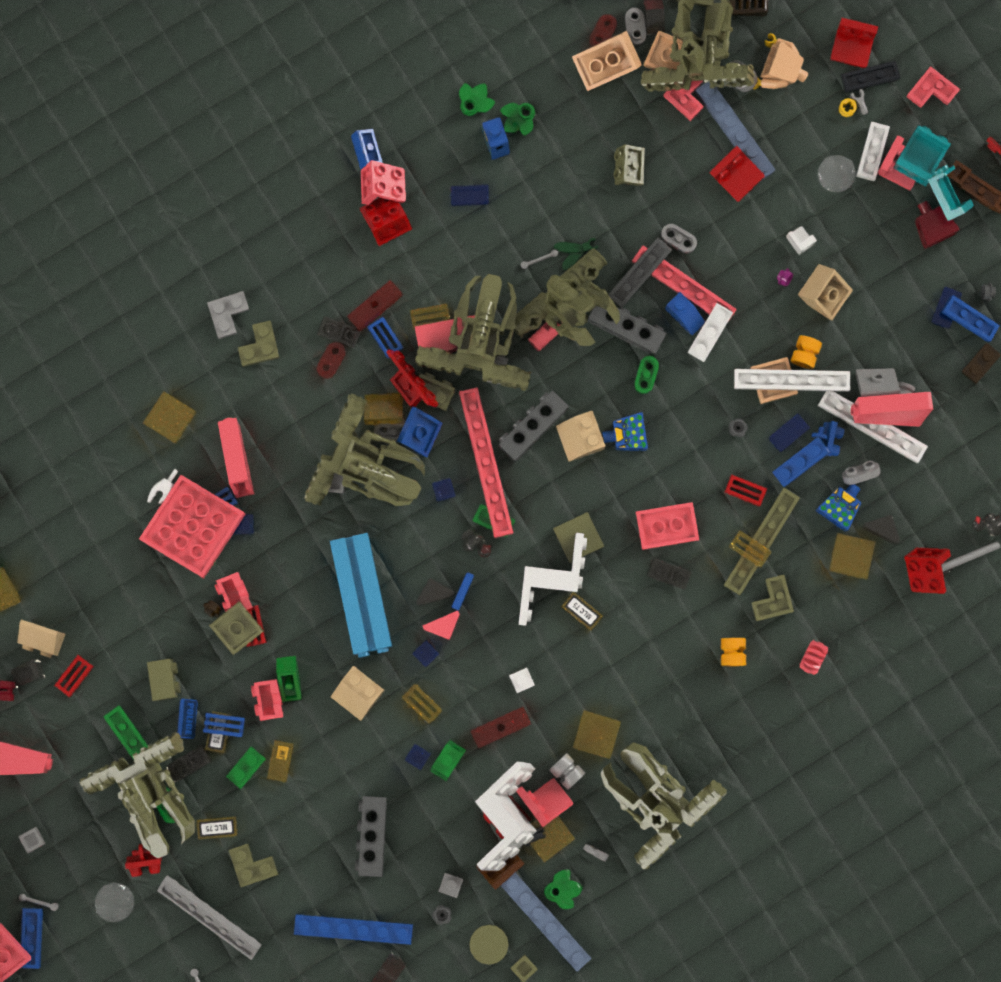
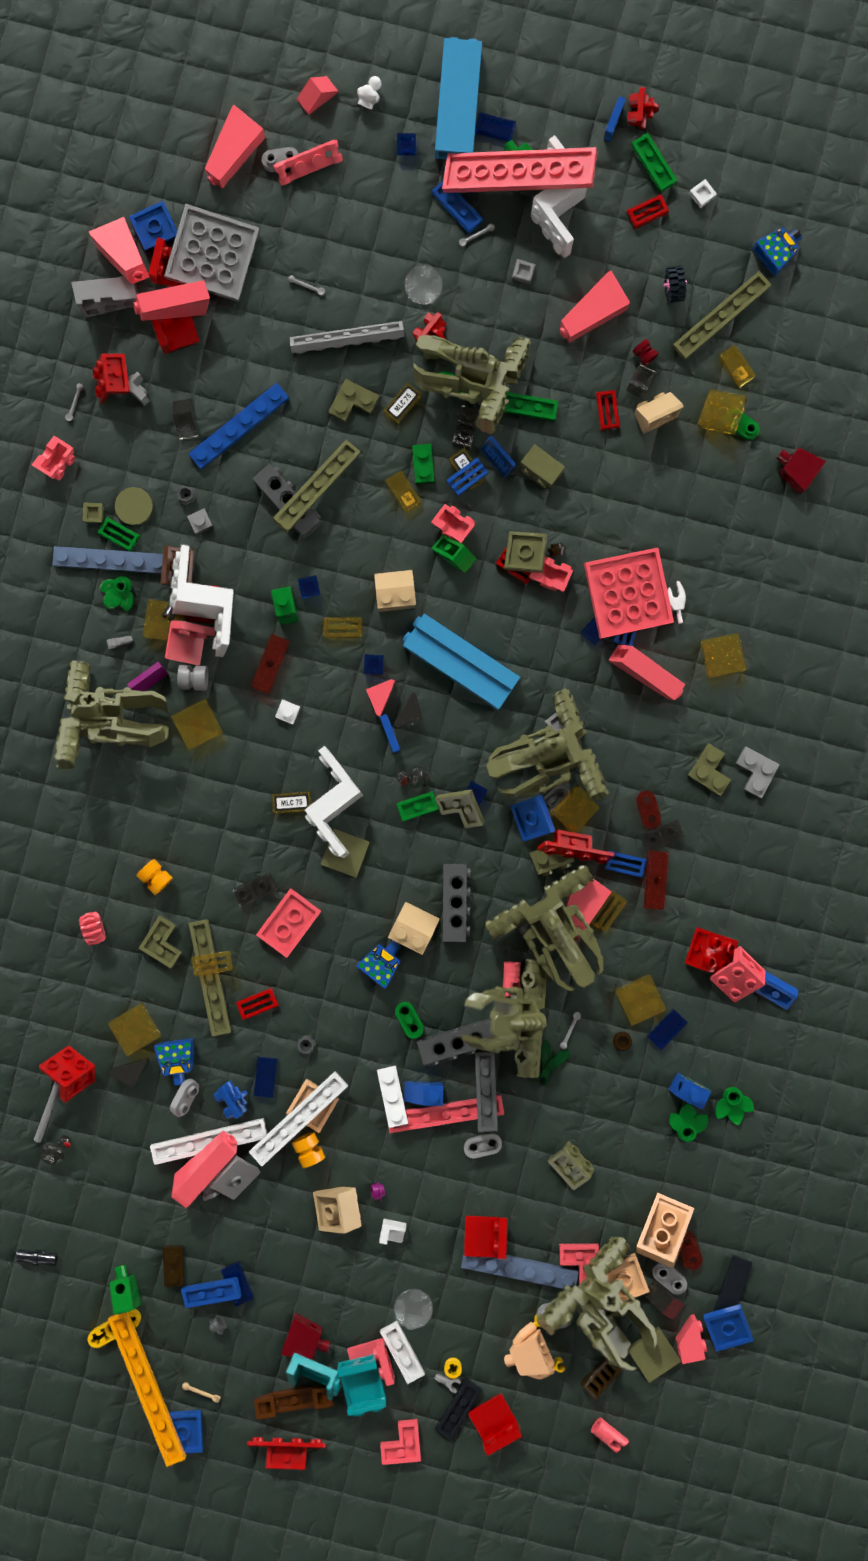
camera: 130 degrees right, 5 degrees up
(340, 824) = (316, 486): none -> olive plate
(459, 490) = (464, 803): none -> olive plate
(468, 233) = (640, 999): none -> clear yellow plate
(486, 462) = (463, 842): coral tile -> none
(509, 217) = (622, 1041): none -> dark brown plate
(515, 918) = (133, 542): none -> green tile
(600, 803) = (148, 678): none -> magenta tile
(801, 462) = (235, 1063): blue plate -> none

